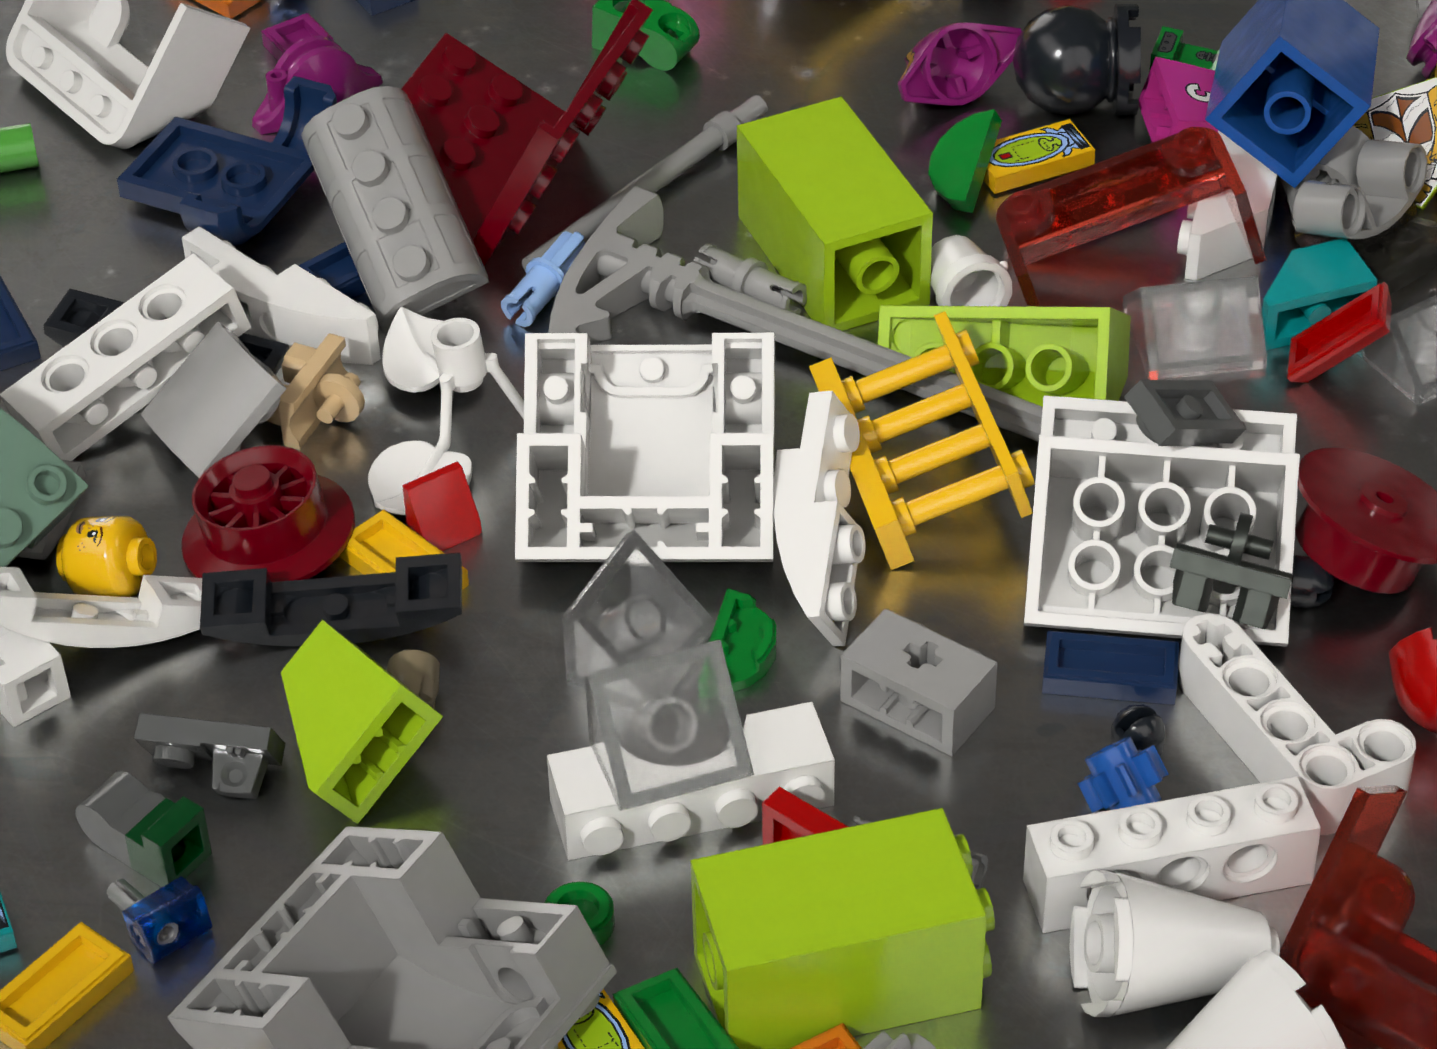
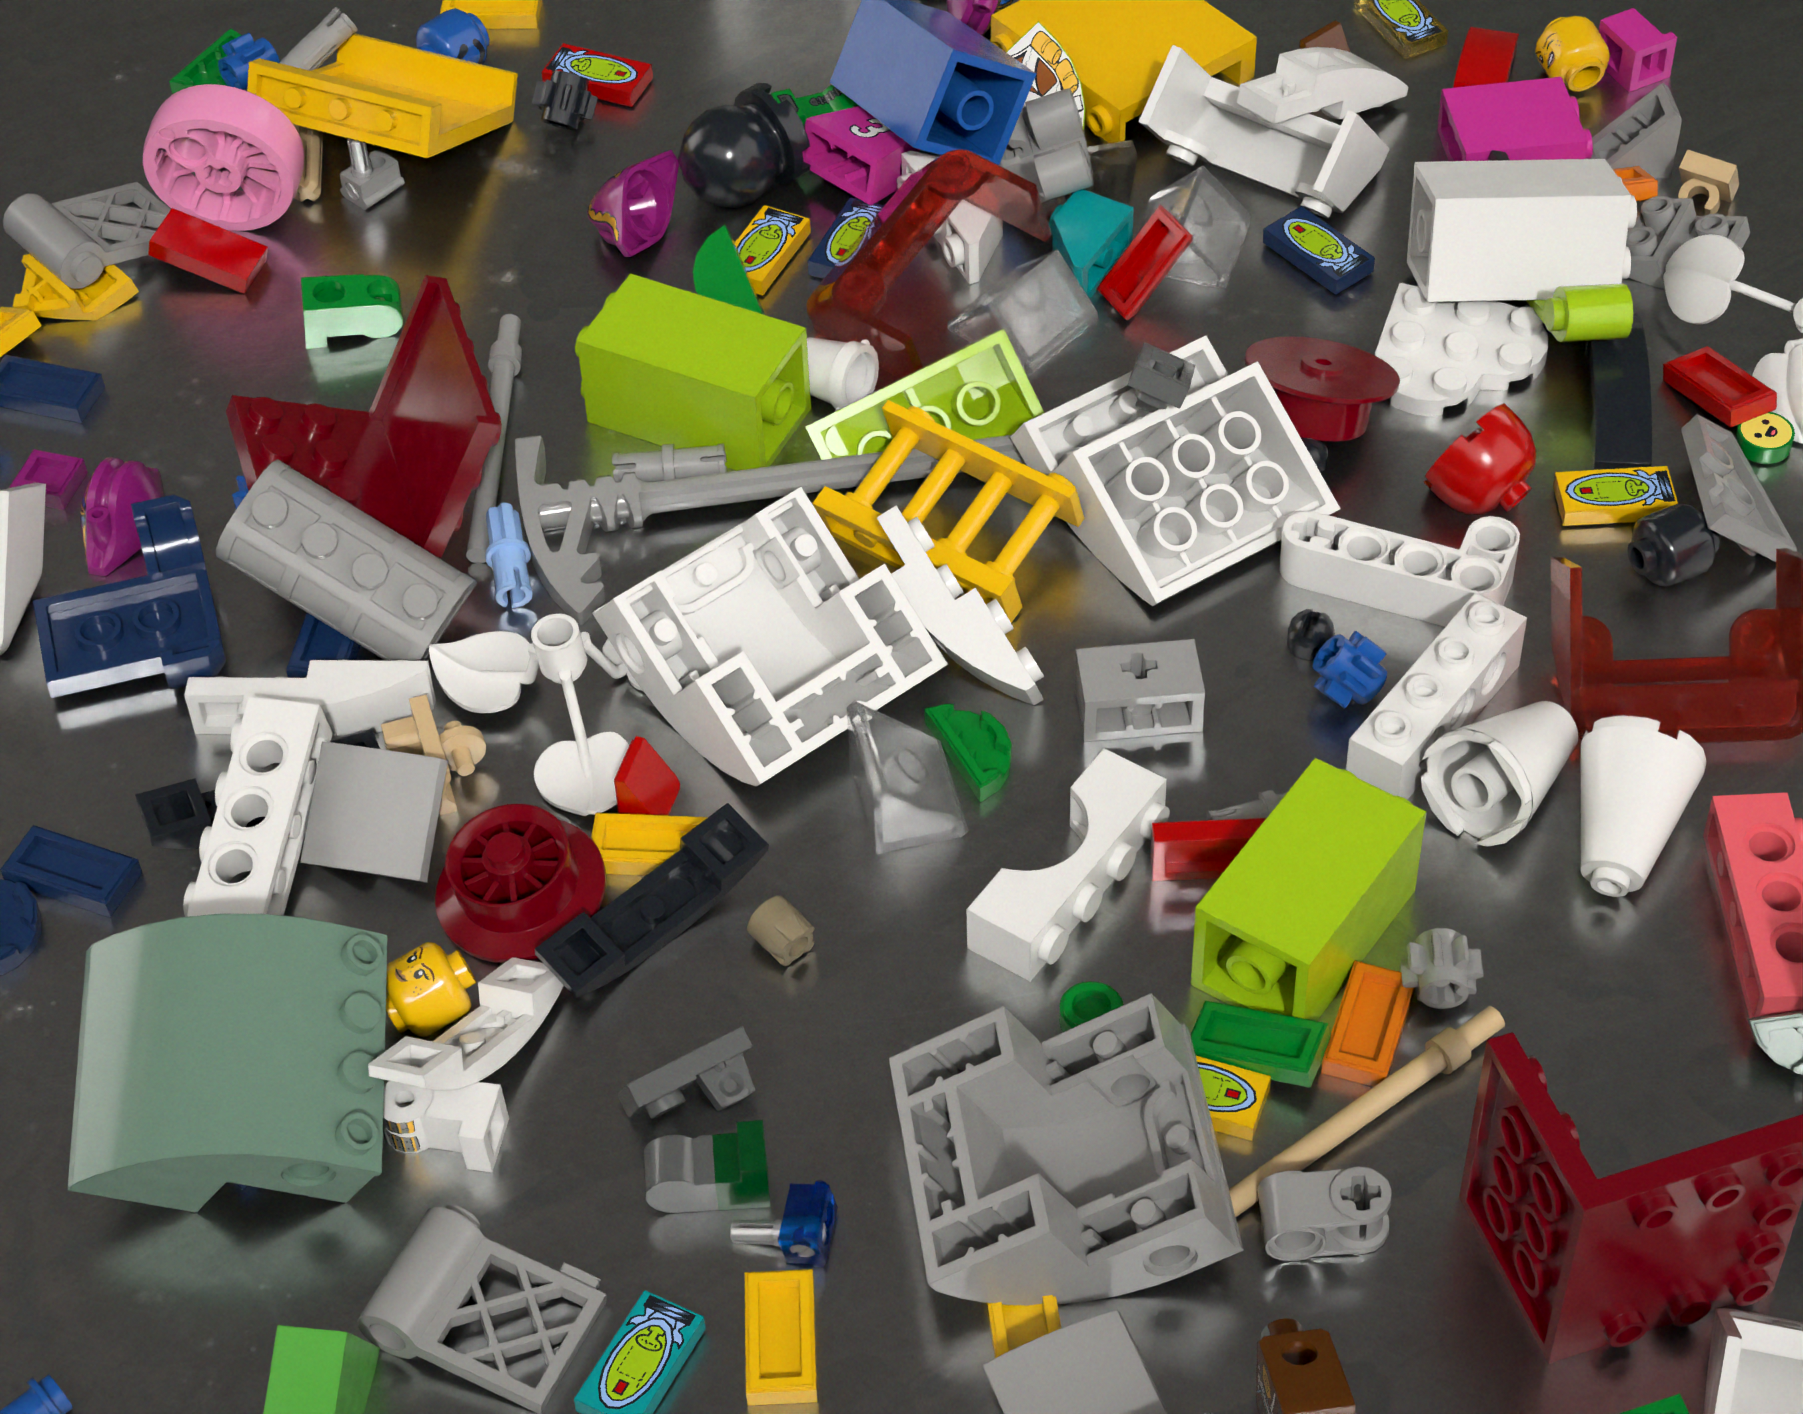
camera: 40 degrees left, 5 degrees up
(351, 721) = (782, 974): lime slope -> none
(666, 725) = (1051, 830): clear slope -> none
(1111, 667) = (1240, 599): dark blue tile -> none
(1200, 568) = (1306, 475): pearl dark grey hips -> none

